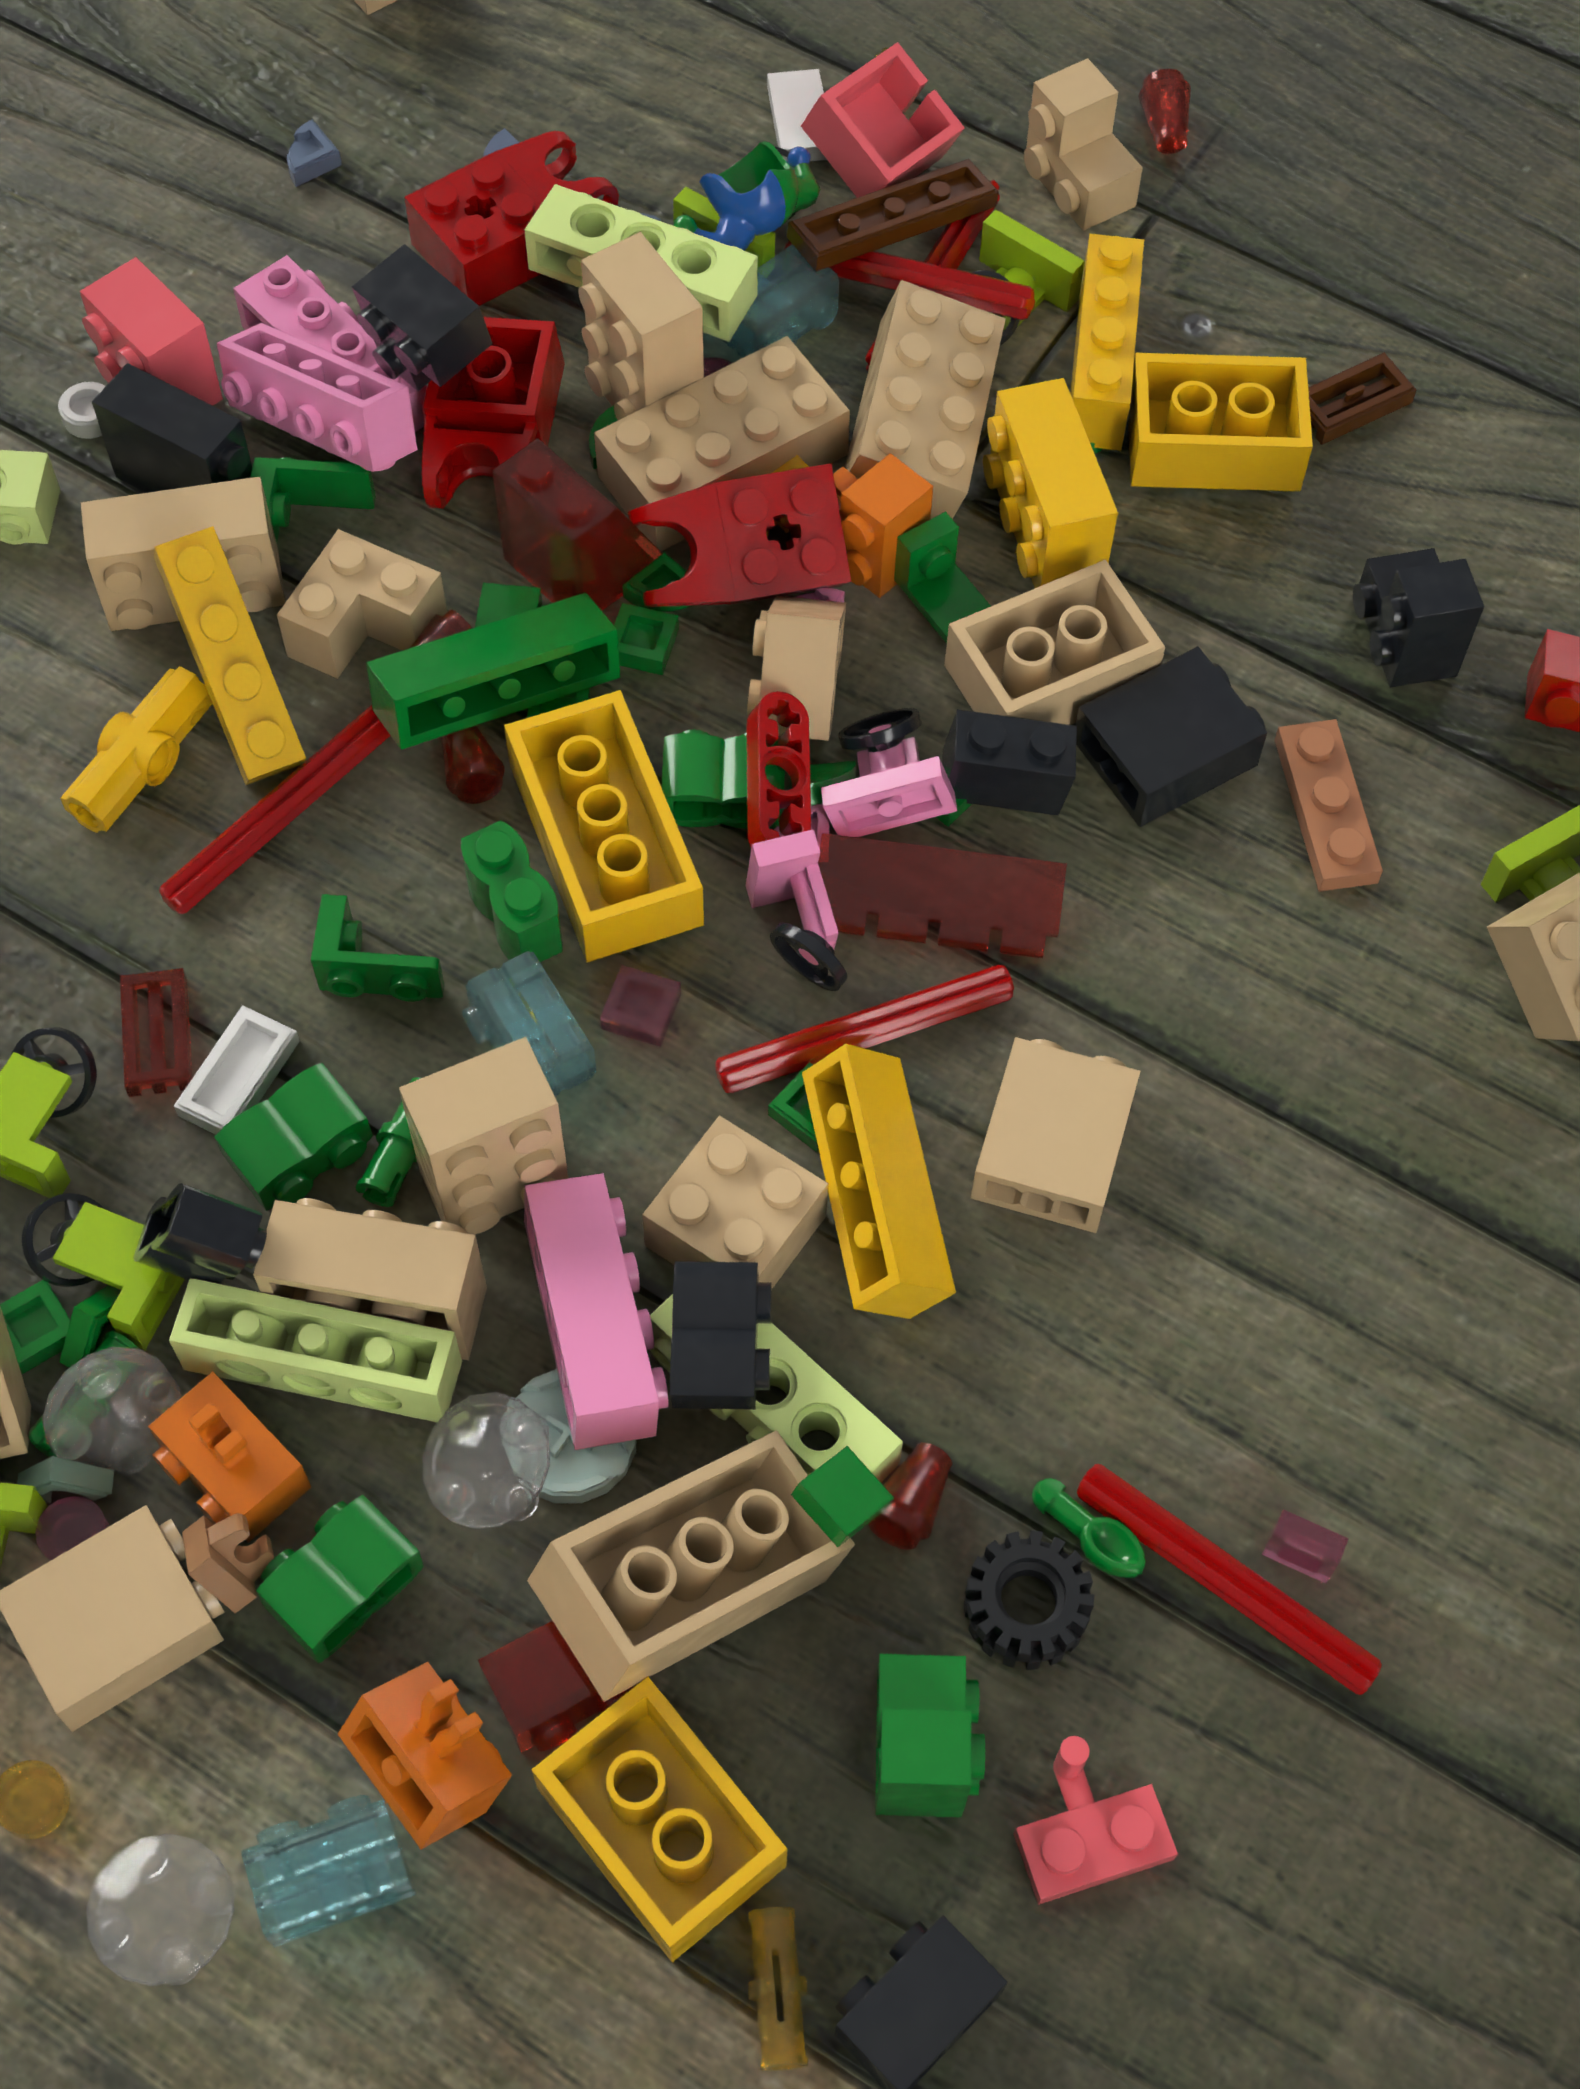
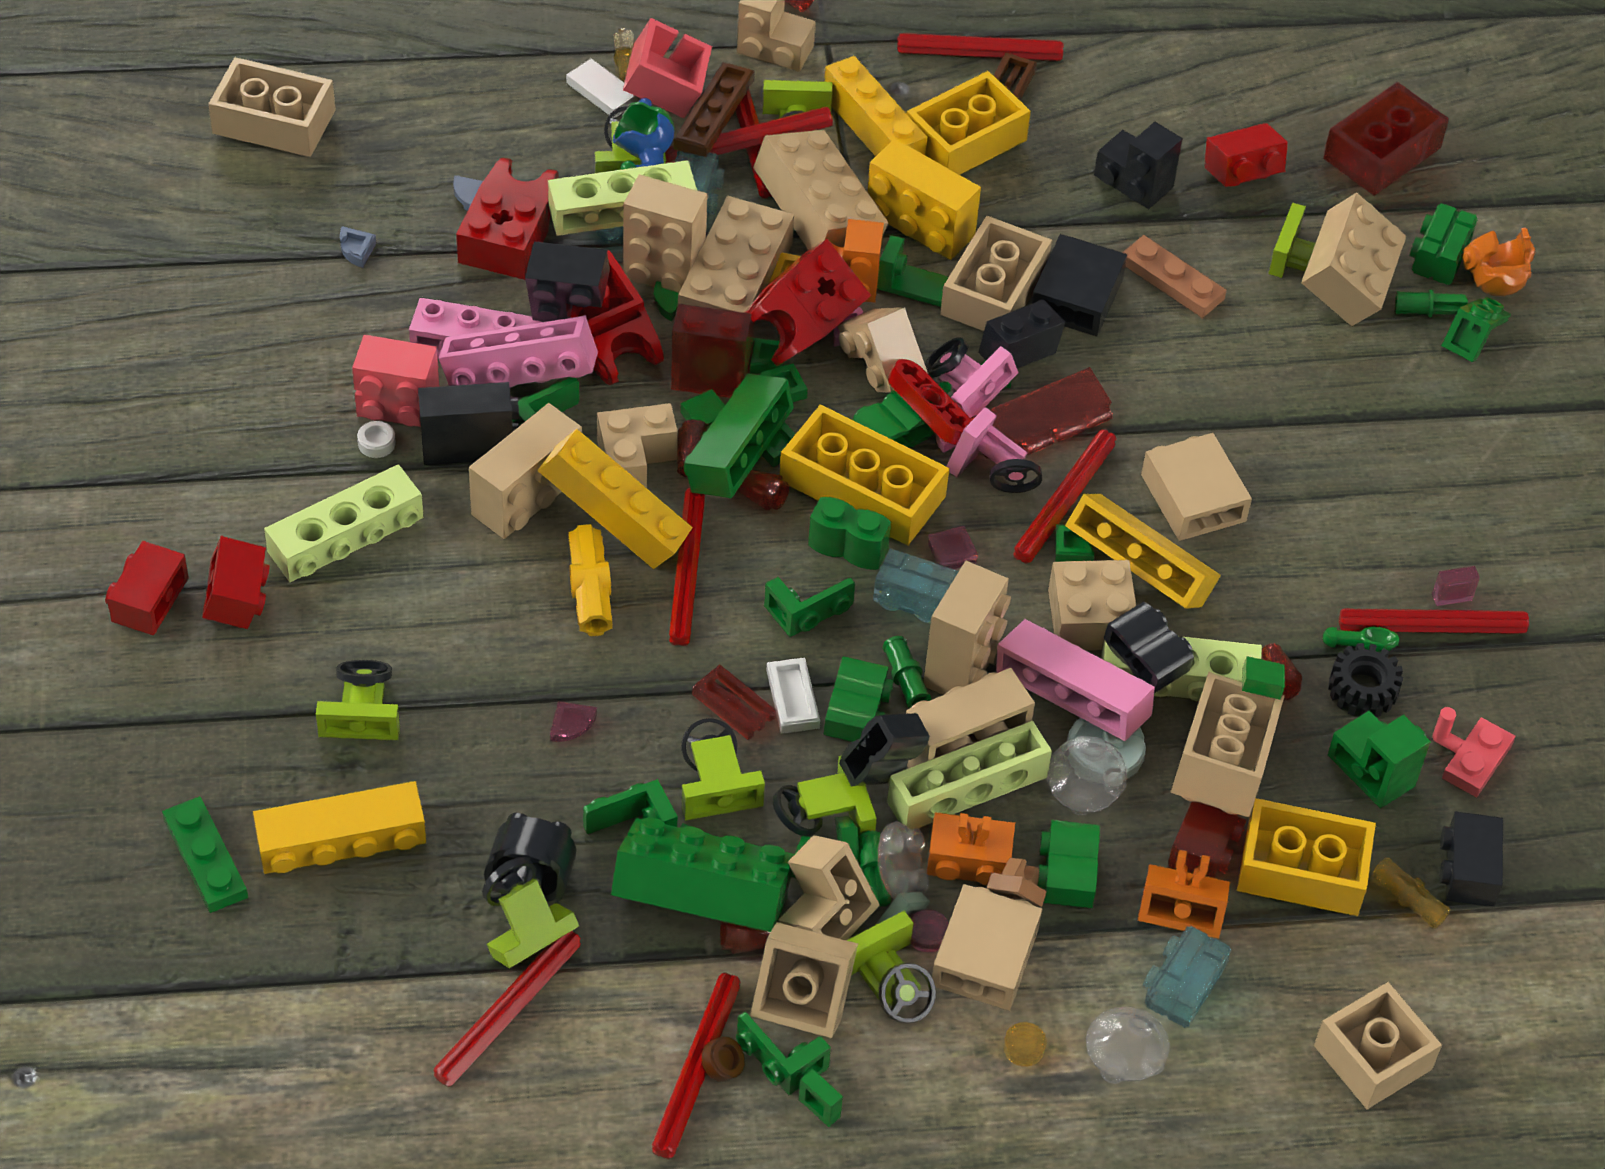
camera: 40 degrees left, 10 degrees down
(1359, 326) = (979, 46): none -> red axle

